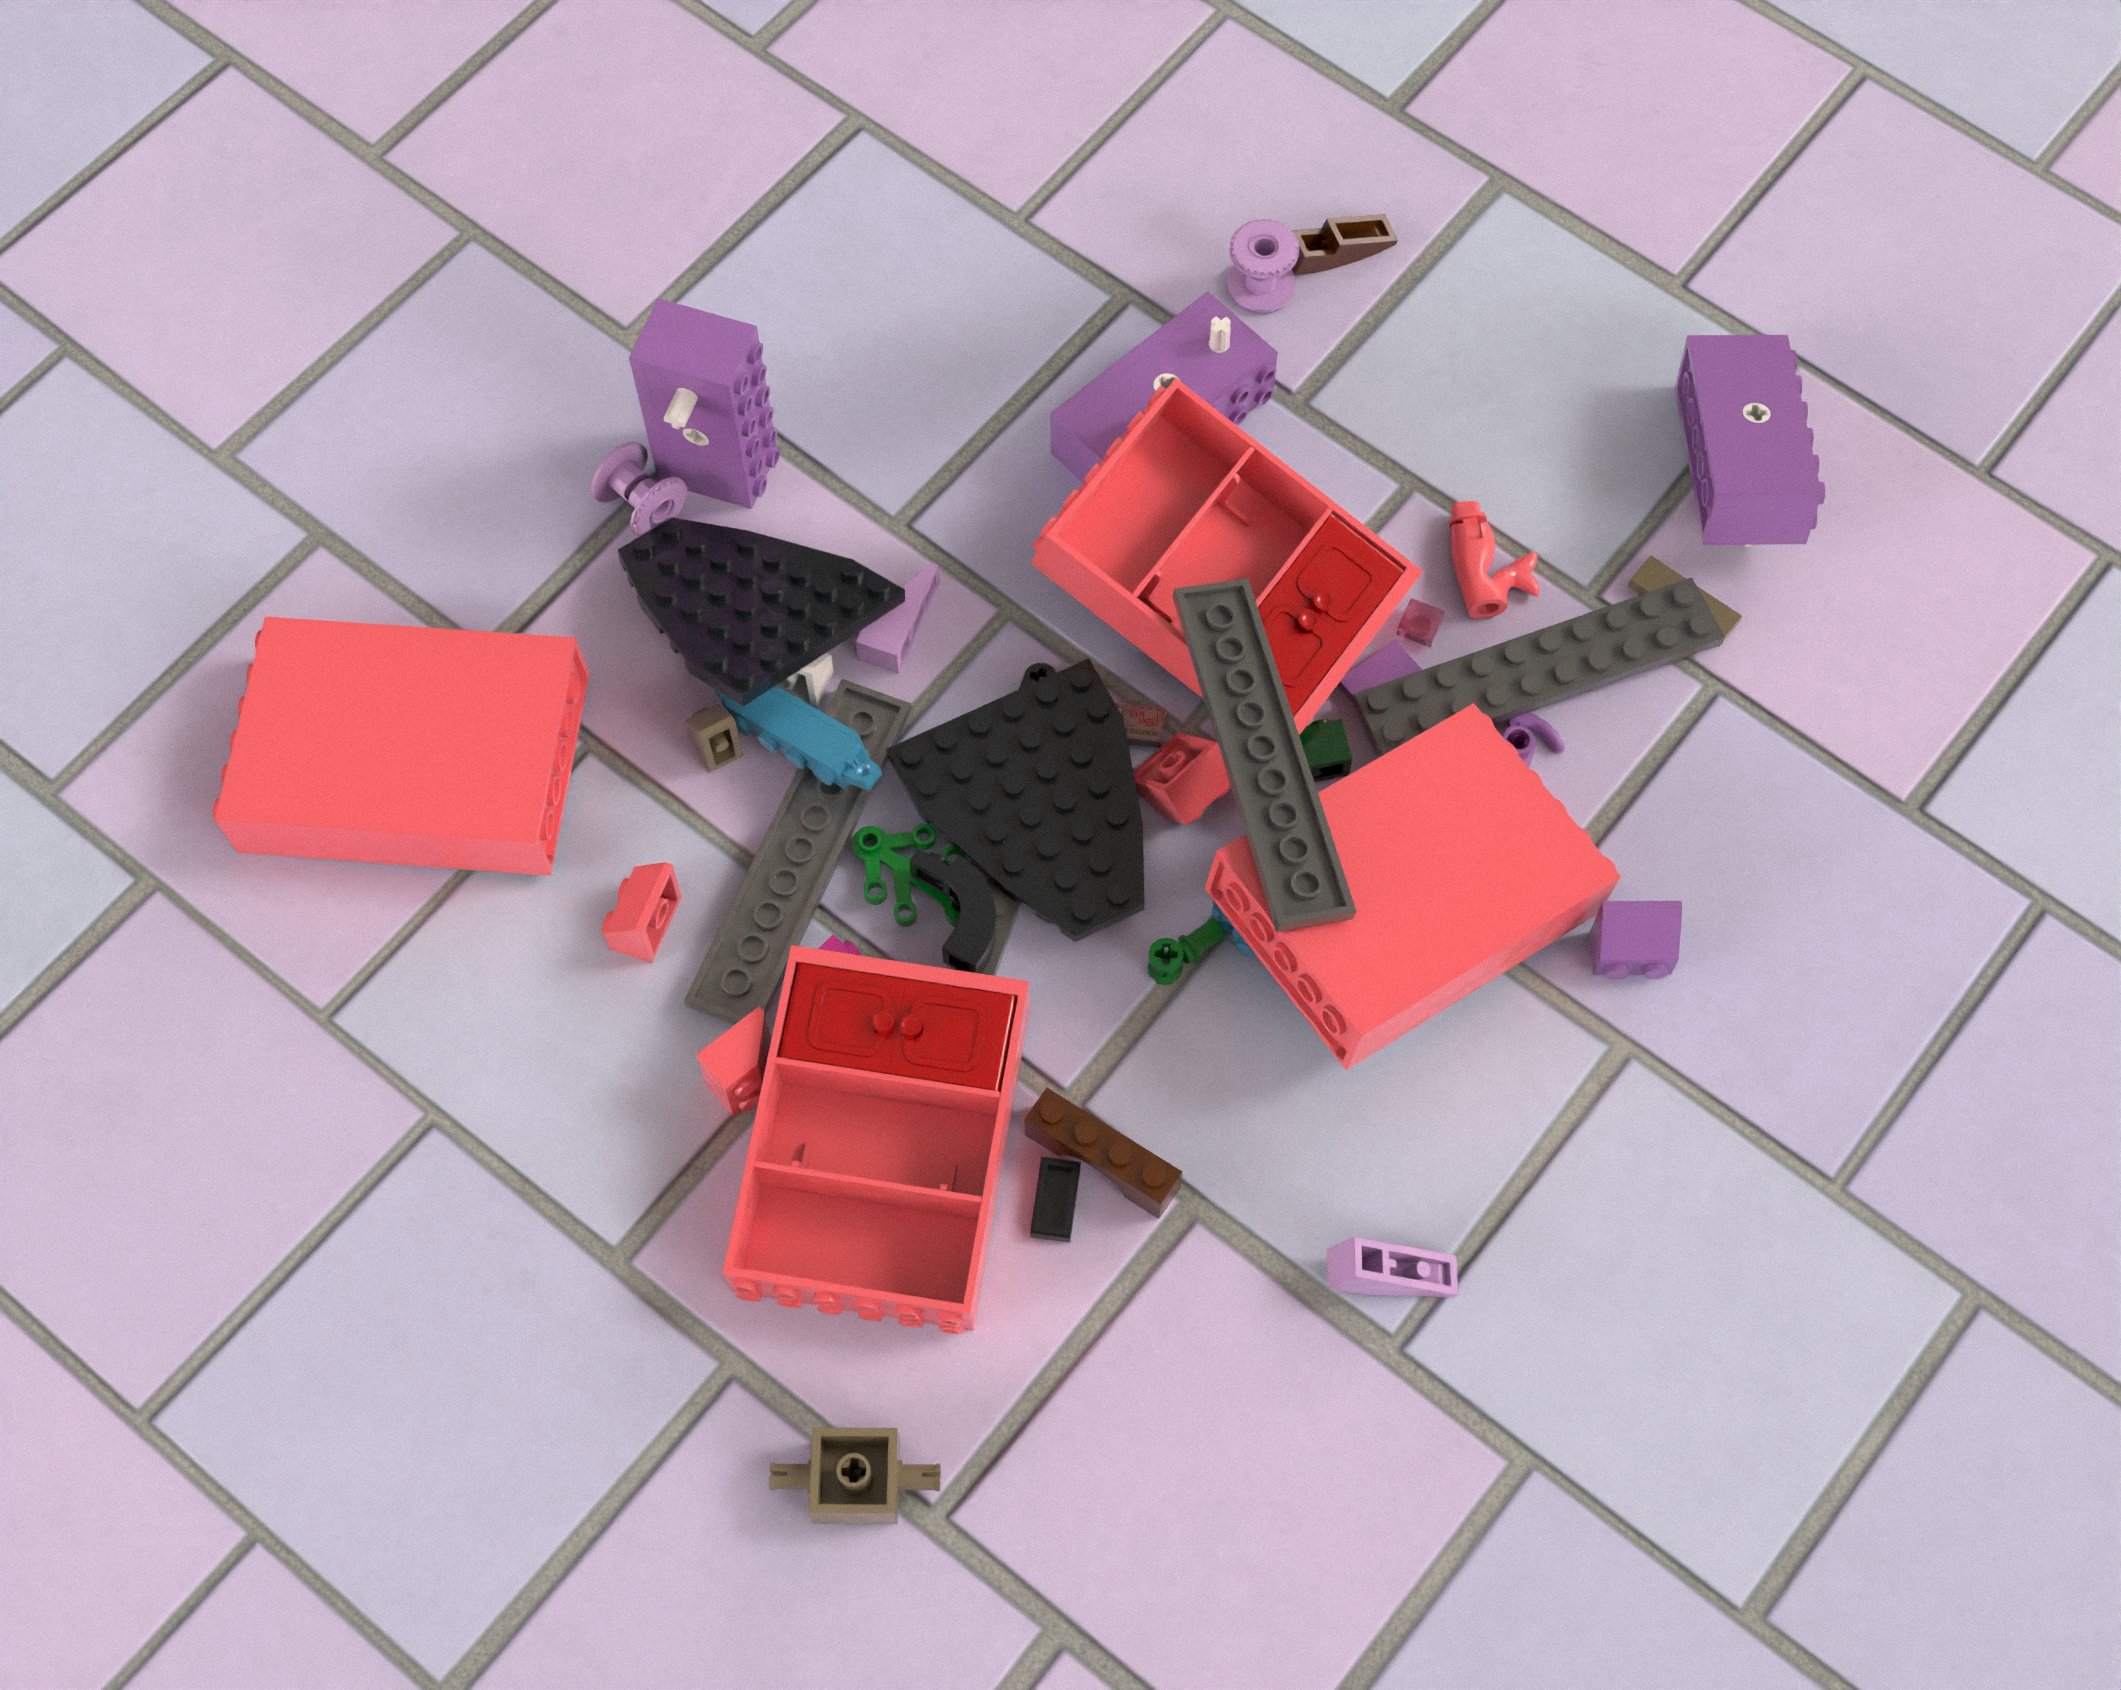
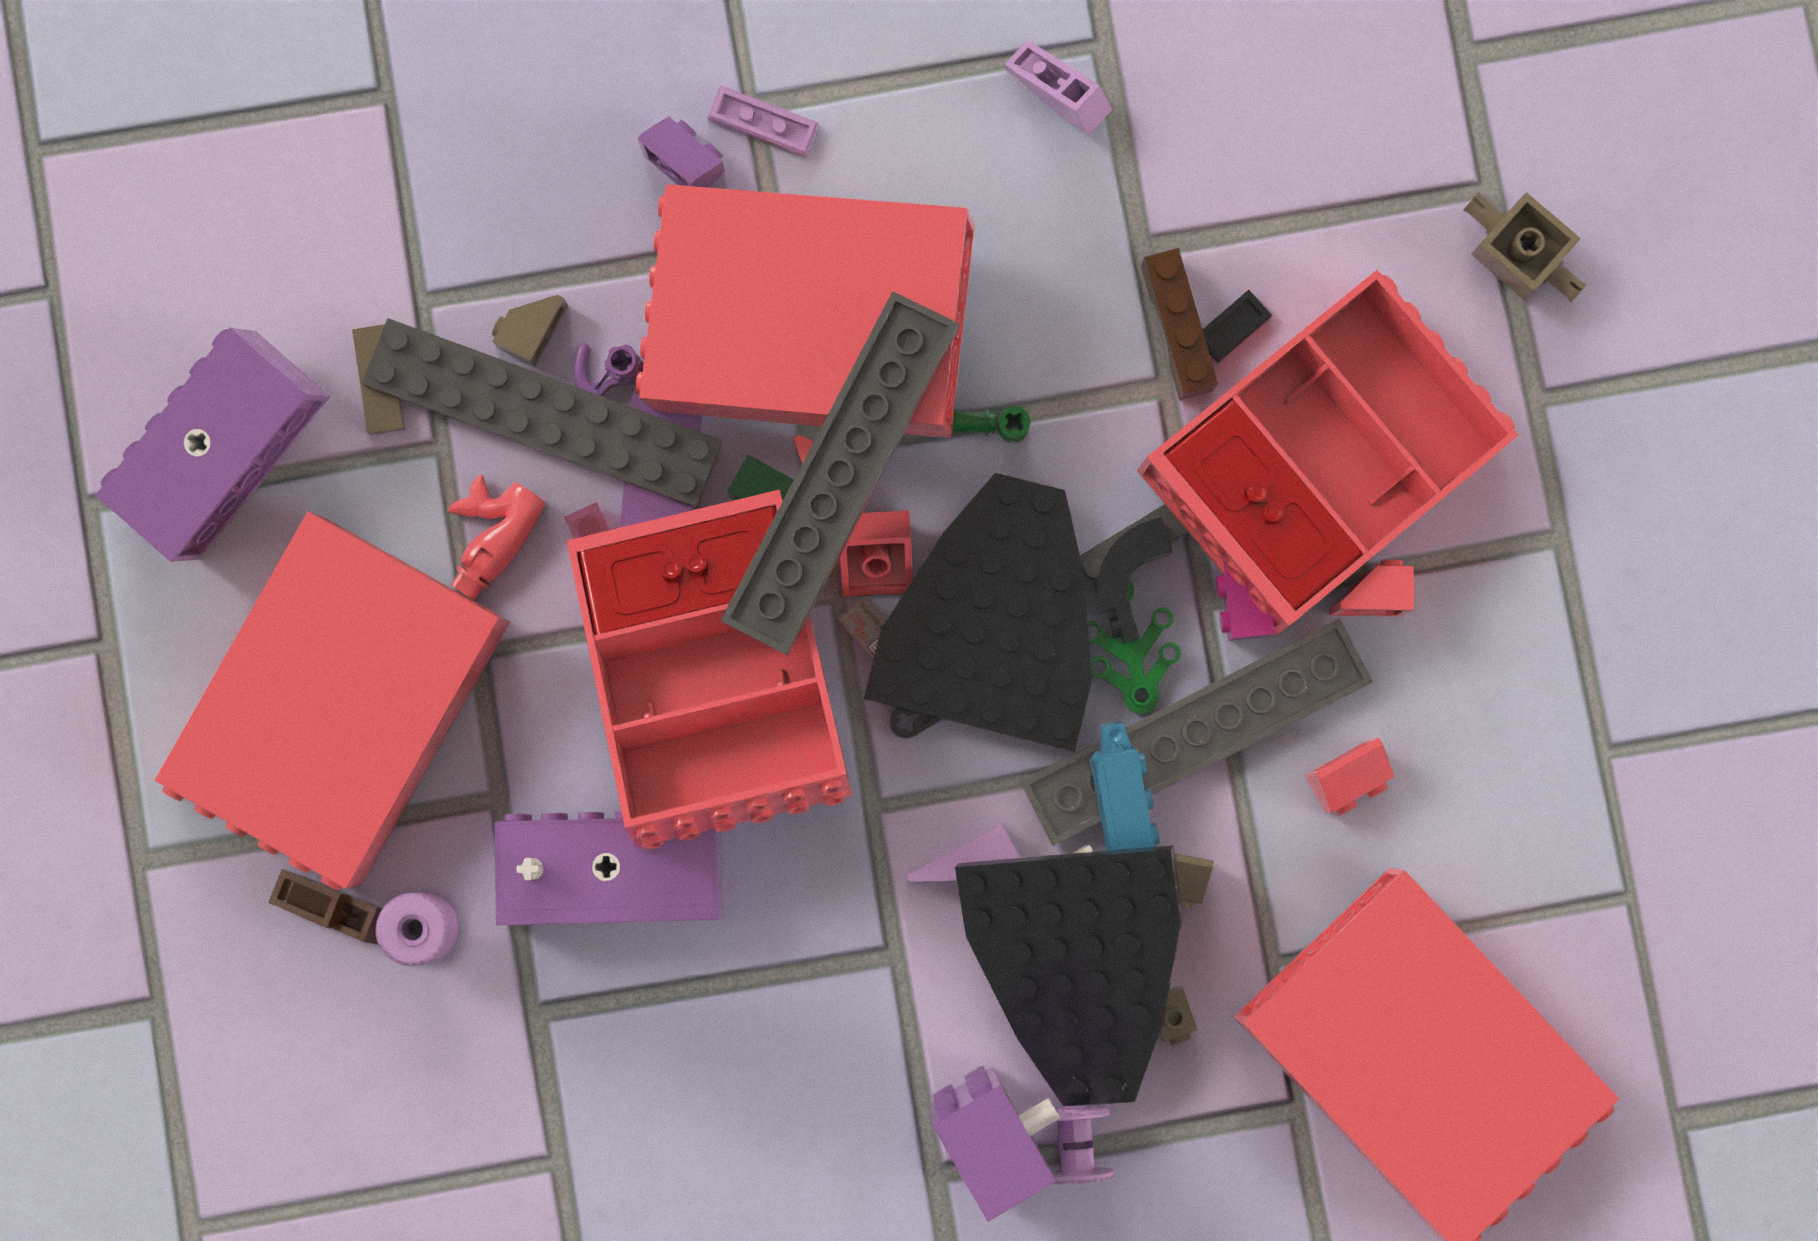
camera: 140 degrees left, 20 degrees up
(638, 638) = (1178, 1018): none -> dark tan brick
(1478, 356) = (331, 703): none -> coral container
(1603, 1036) = (763, 121): none -> lavender tile
(1612, 719) = (529, 328): none -> dark tan slope

